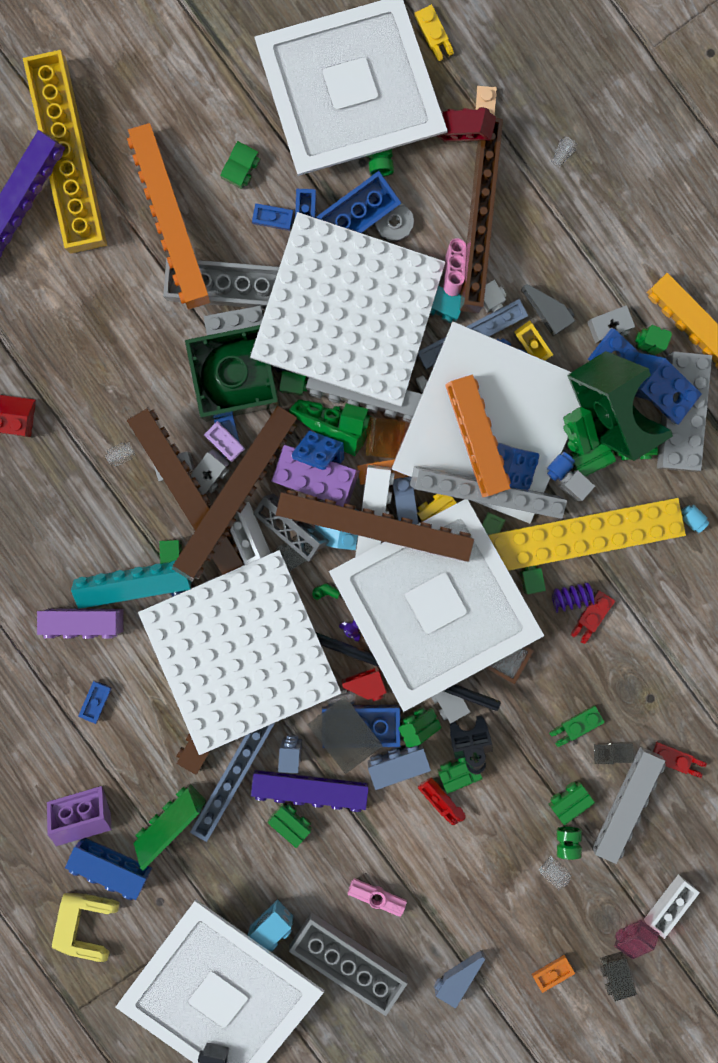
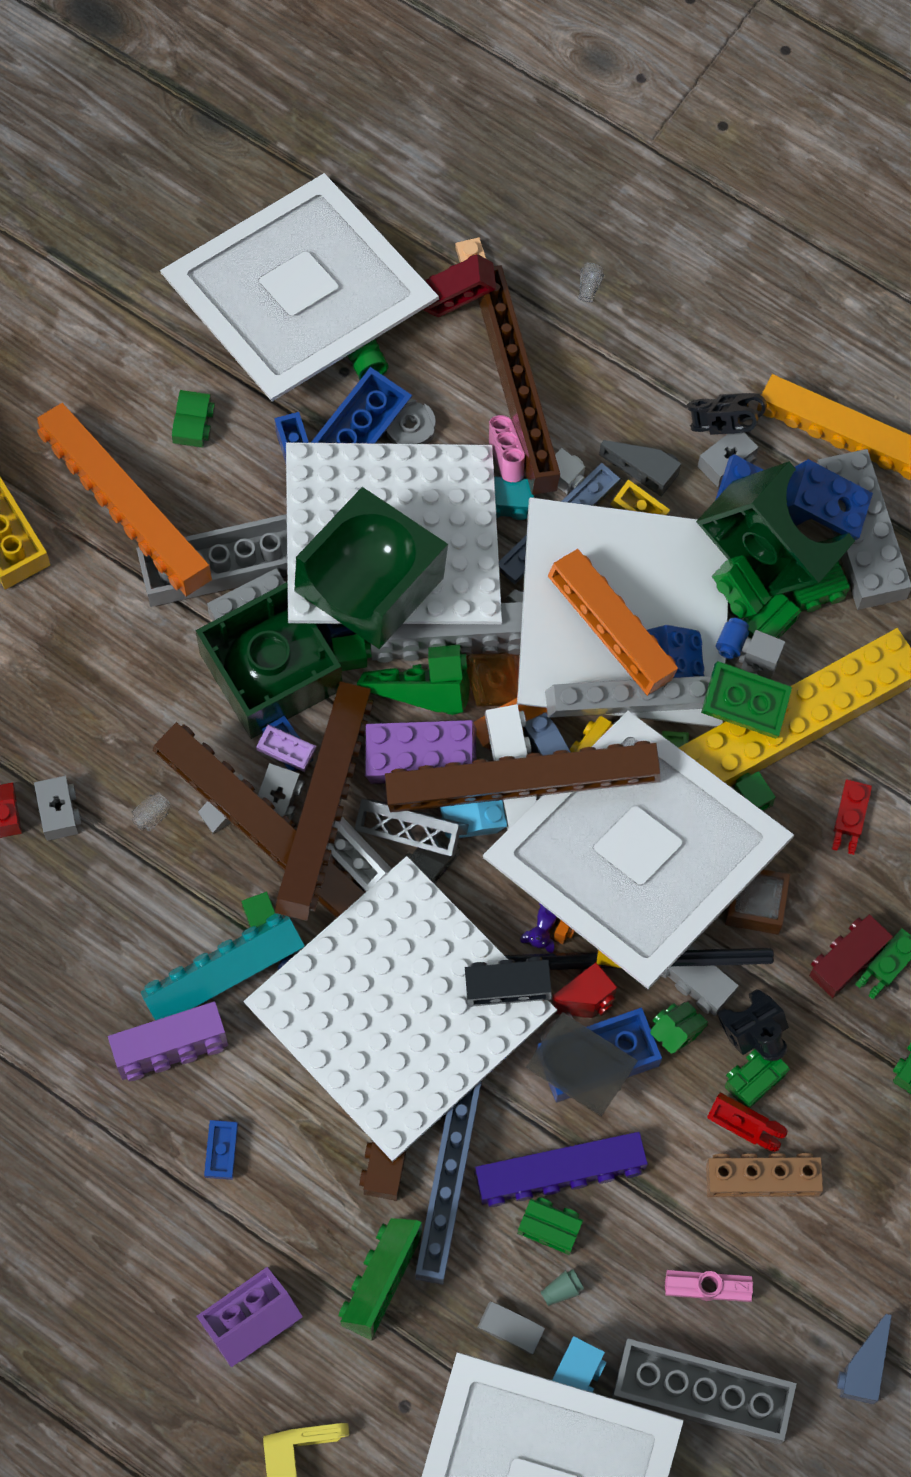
camera: 20 degrees left, 20 degrees down
(57, 419) = (52, 793): none -> light grey brick
(108, 868) = (317, 1369): blue brick -> none
(241, 879) = (511, 1327): none -> light grey slope
(272, 217) = (253, 465): blue plate -> none
(285, 865) = (562, 1288): none -> sand green cone
(290, 754) = (517, 1117): sand blue brick -> none
(313, 667) = (508, 982): none -> black brick
(318, 340) = (370, 567): none -> dark green piece
(318, 451) = (414, 714): blue bracket -> none
(324, 590) = (484, 898): green arm -> none
(397, 765) = (668, 1087): sand blue brick -> none
(433, 31) = (379, 201): yellow hinge -> none
(439, 839) = (764, 1176): none -> medium nougat brick
(551, 520) = (746, 700): none -> green plate
(553, 713) = (849, 955): none -> dark red brick
(572, 596) = (814, 795): dark purple piece -> none
(617, 291) = (725, 413): none -> black piece
(653, 340) = (786, 448): green brick -> none

